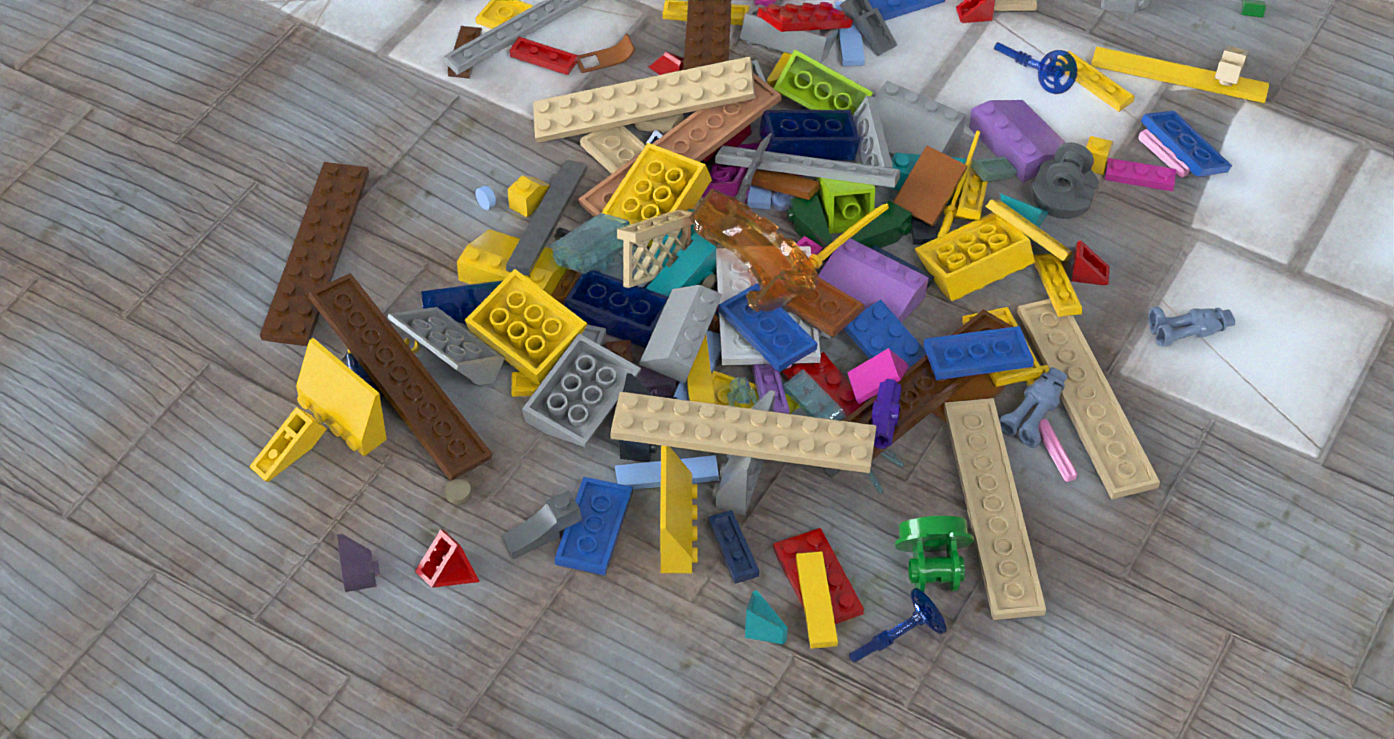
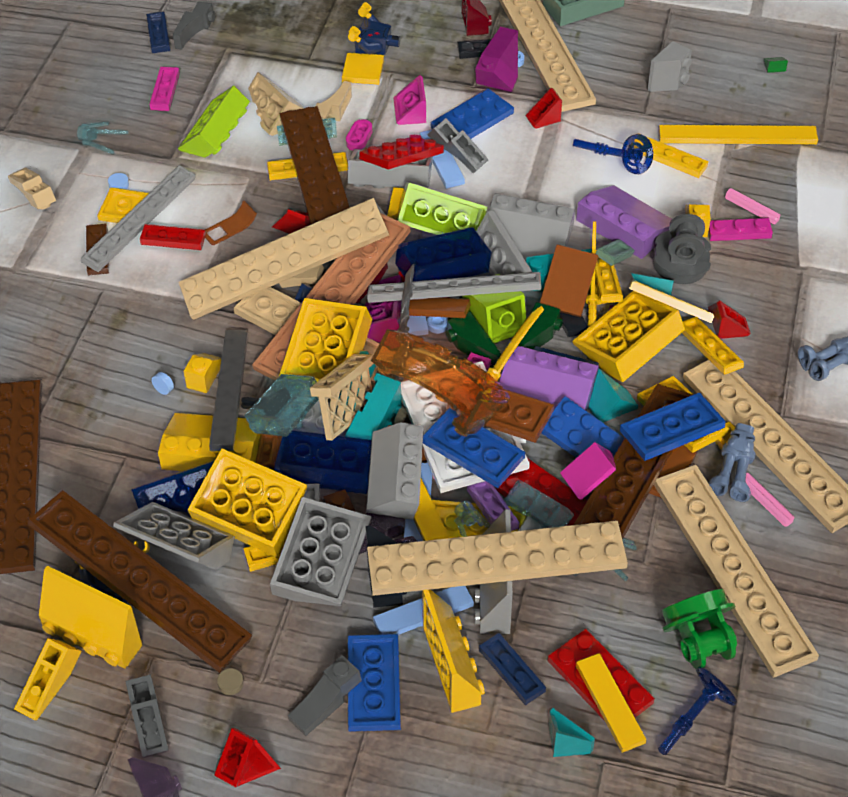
camera: 15 degrees left, 0 degrees up
(368, 501) = (146, 715): none -> dark grey slope
(886, 412) = (614, 502): dark purple piece -> none
(931, 314) = (609, 399): none -> teal slope
(1186, 143) = (769, 193): blue plate -> none
(1231, 65) = (780, 117): slope -> none

